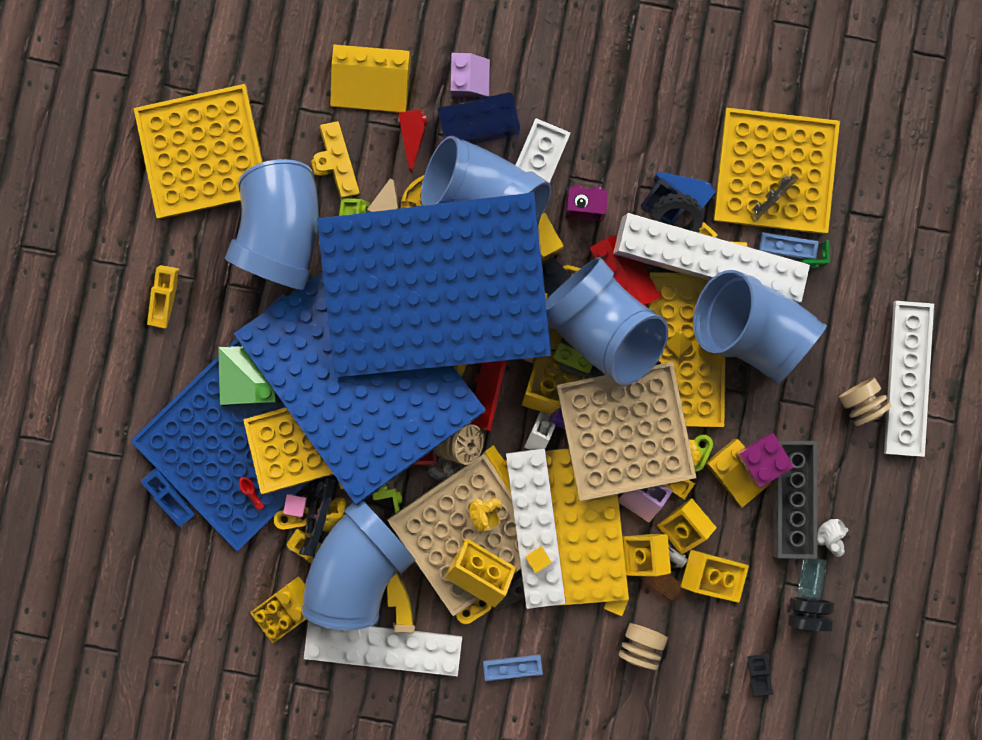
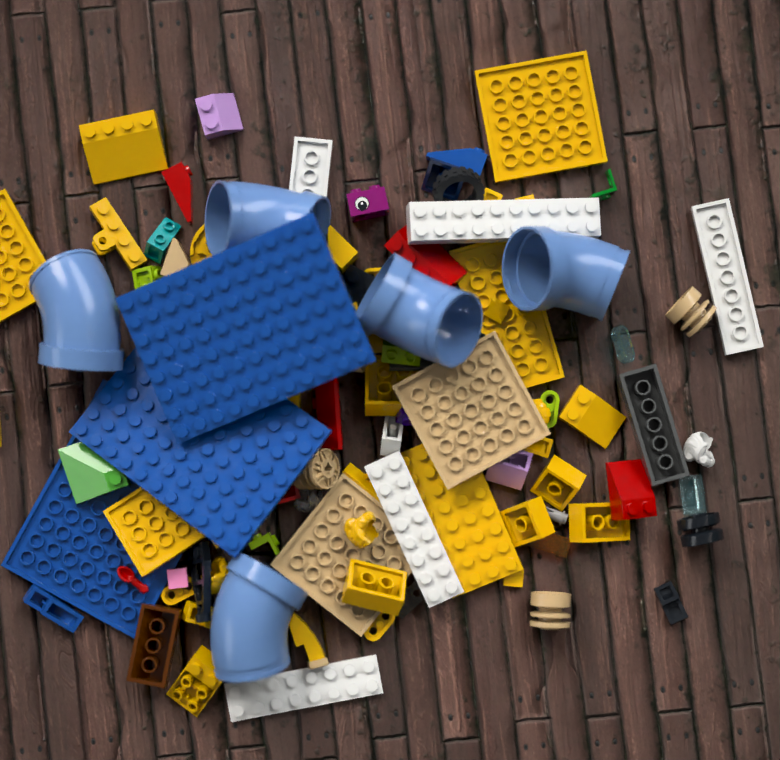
camera: 15 degrees left, 0 degrees up
(253, 562) = (154, 645): none -> reddish brown slope
(378, 177) = (160, 240): none -> teal bracket
(481, 119) = (242, 154): clear blue brick -> none
(512, 667) = (433, 669): medium blue tile -> none
(538, 559) = (425, 557): yellow tile -> none
(754, 556) = (629, 490): none -> red slope
(764, 460) = (610, 397): magenta brick -> none
(772, 196) = (544, 142): clear smoke tile -> none
(788, 246) = (574, 185): medium blue tile -> none
(789, 413) = (623, 344): none -> clear light blue plate

